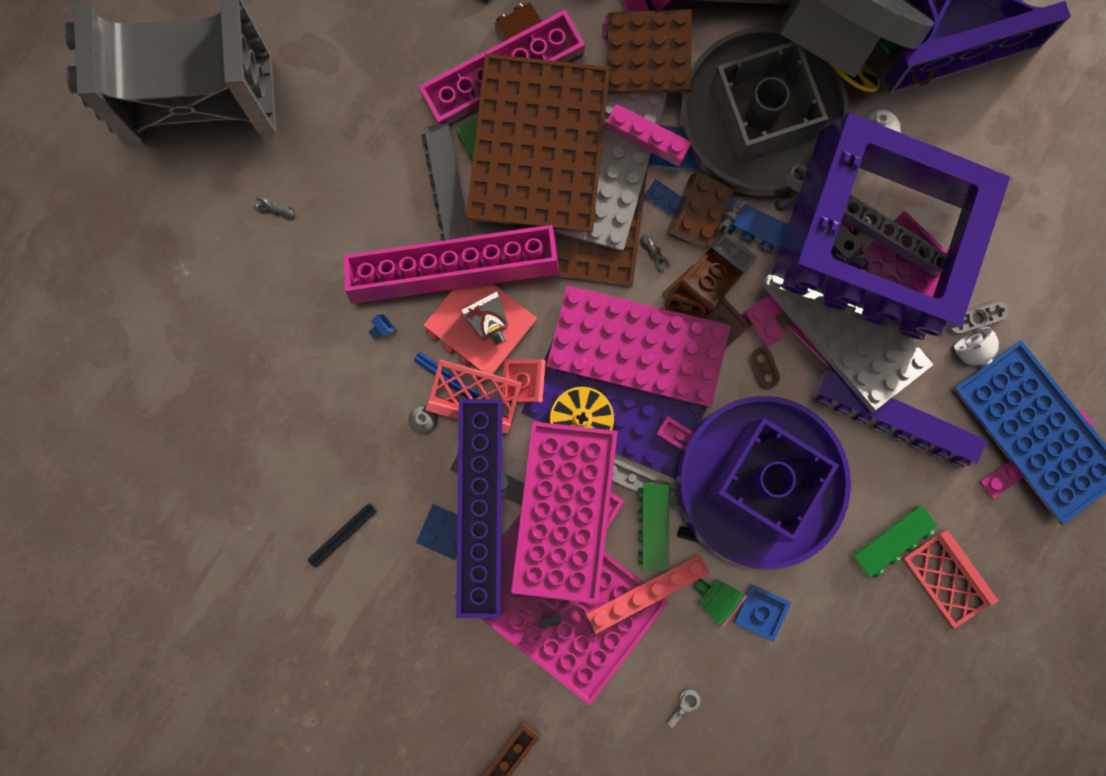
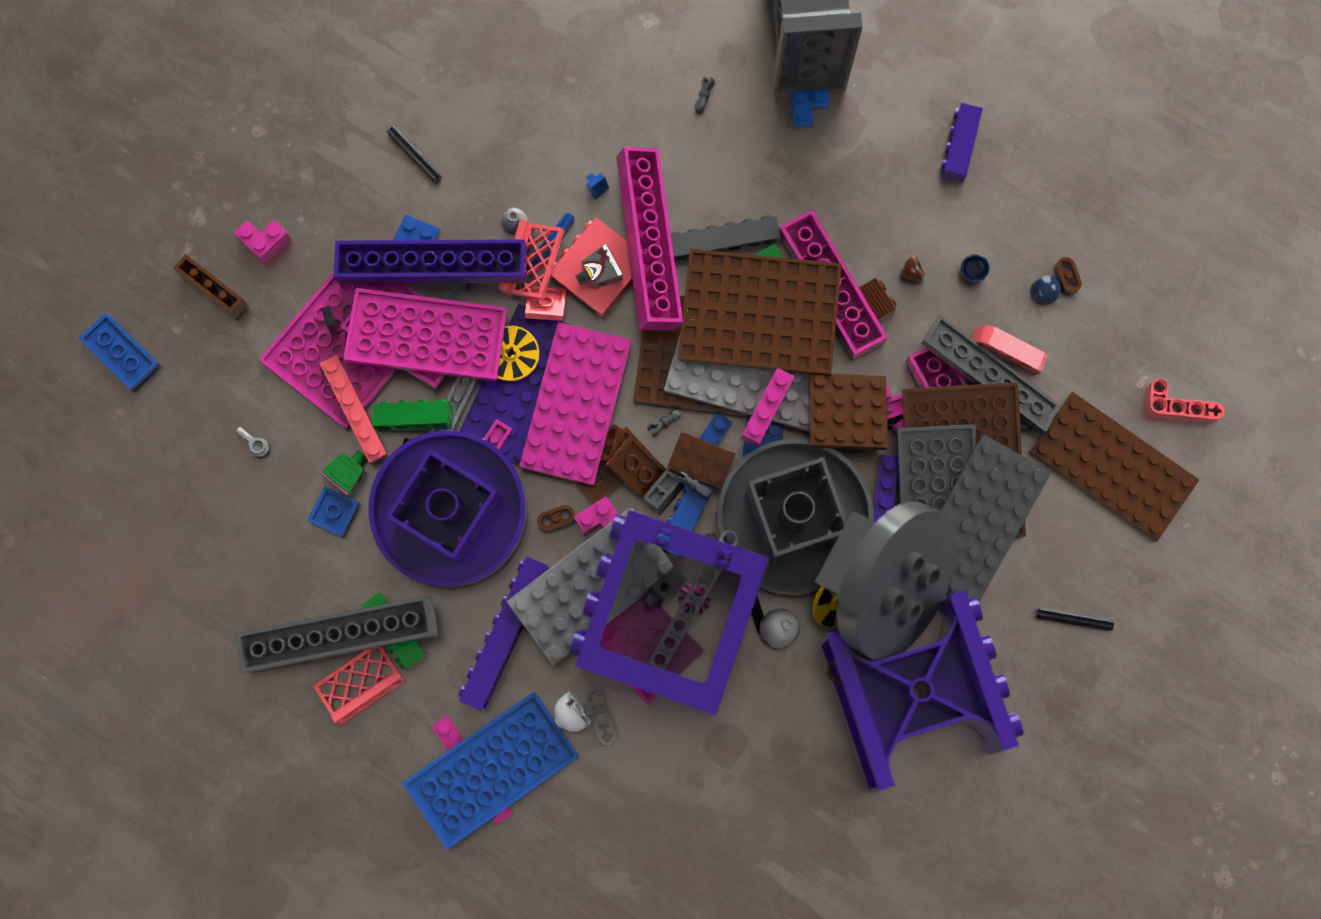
camera: 90 degrees right, 5 degrees down
(287, 99) = (804, 102): none -> blue plate
(452, 704) = (264, 243): none -> dark pink brick
(730, 19) = (885, 485): none -> dark purple brick
(907, 601) = (336, 634): none -> dark grey brick

